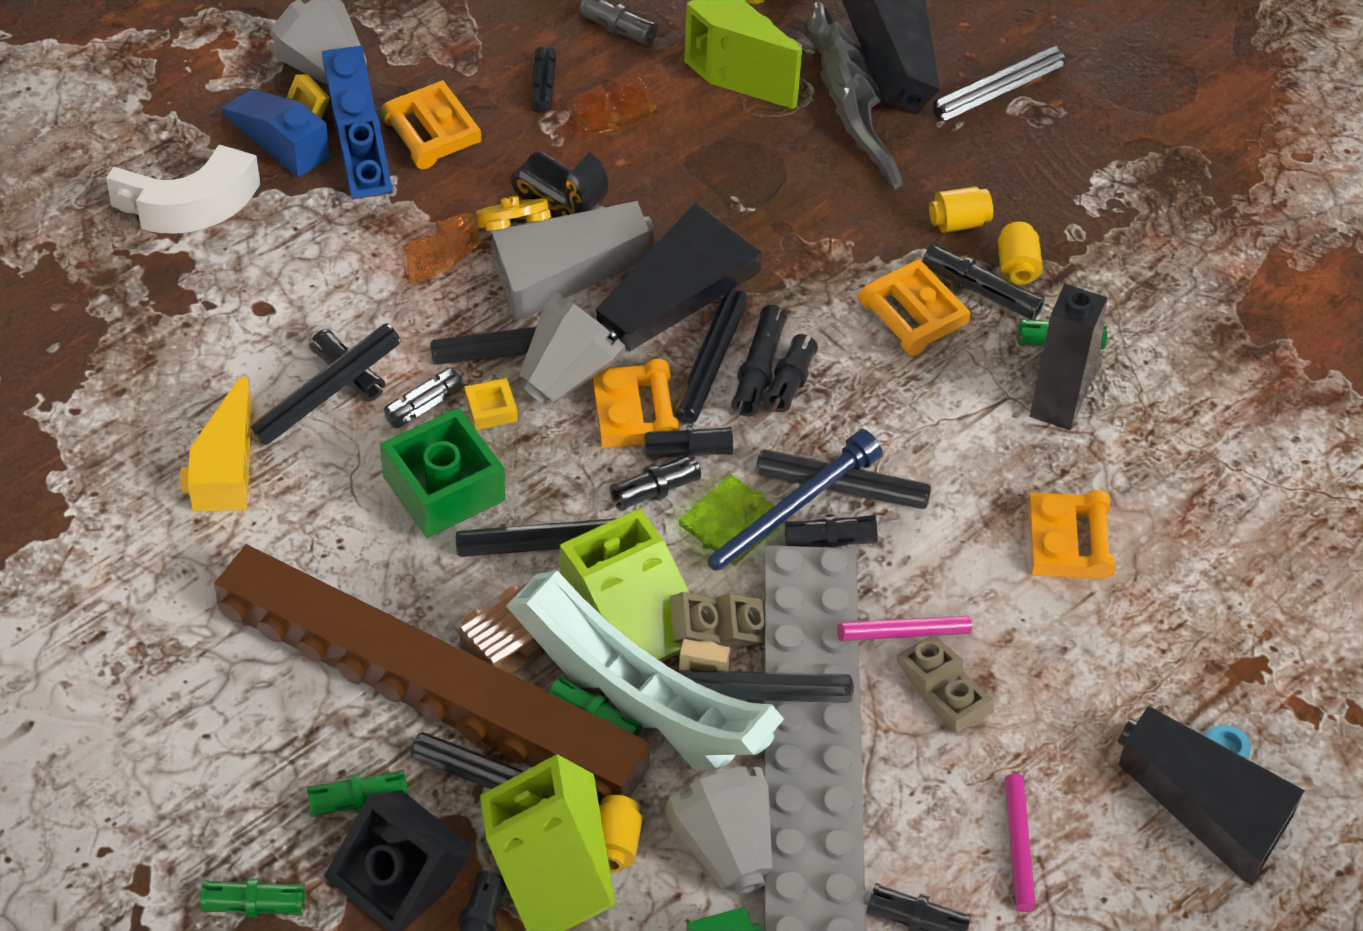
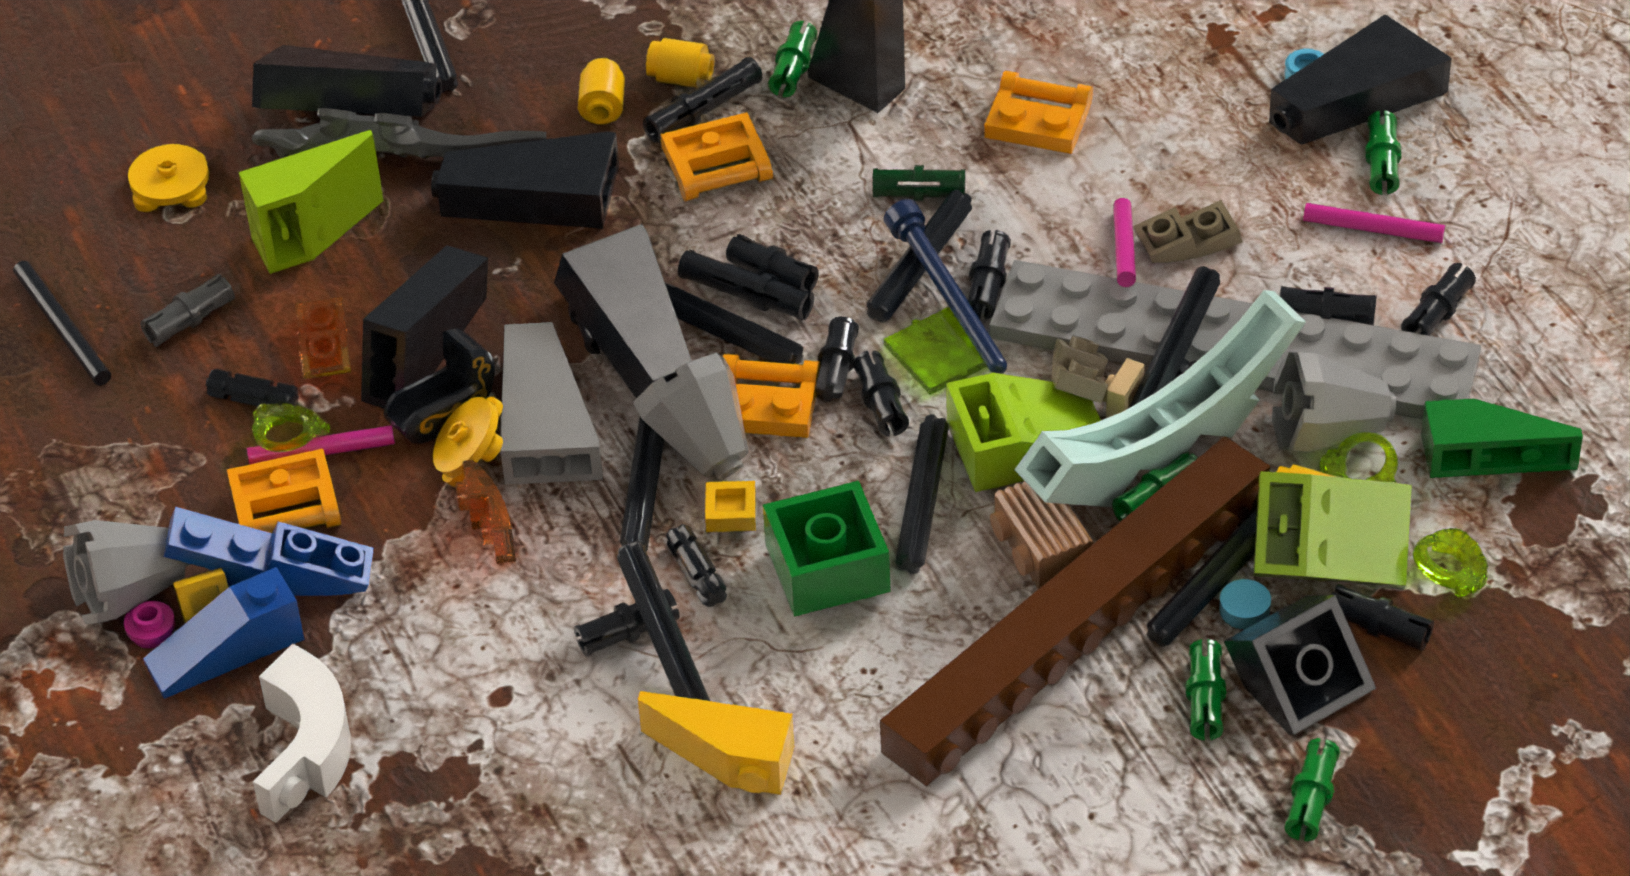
camera: 70 degrees left, 5 degrees down
(280, 79) = (149, 623): none -> dark pink plate
(466, 809) = (1244, 603): none -> medium azure tile
(494, 130) = (331, 444): none -> dark pink bar
(509, 122) = (274, 414): none -> clear neon green piece
(639, 151) = (406, 330): none -> black slope
(657, 856) = (1335, 459): none -> clear neon green piece
(834, 193) = (531, 181): none -> black slope
(879, 815) = (1331, 304): none -> black pin
(935, 459) = (886, 182): none -> dark green pin
(1122, 833) = (1383, 152): none -> green pin

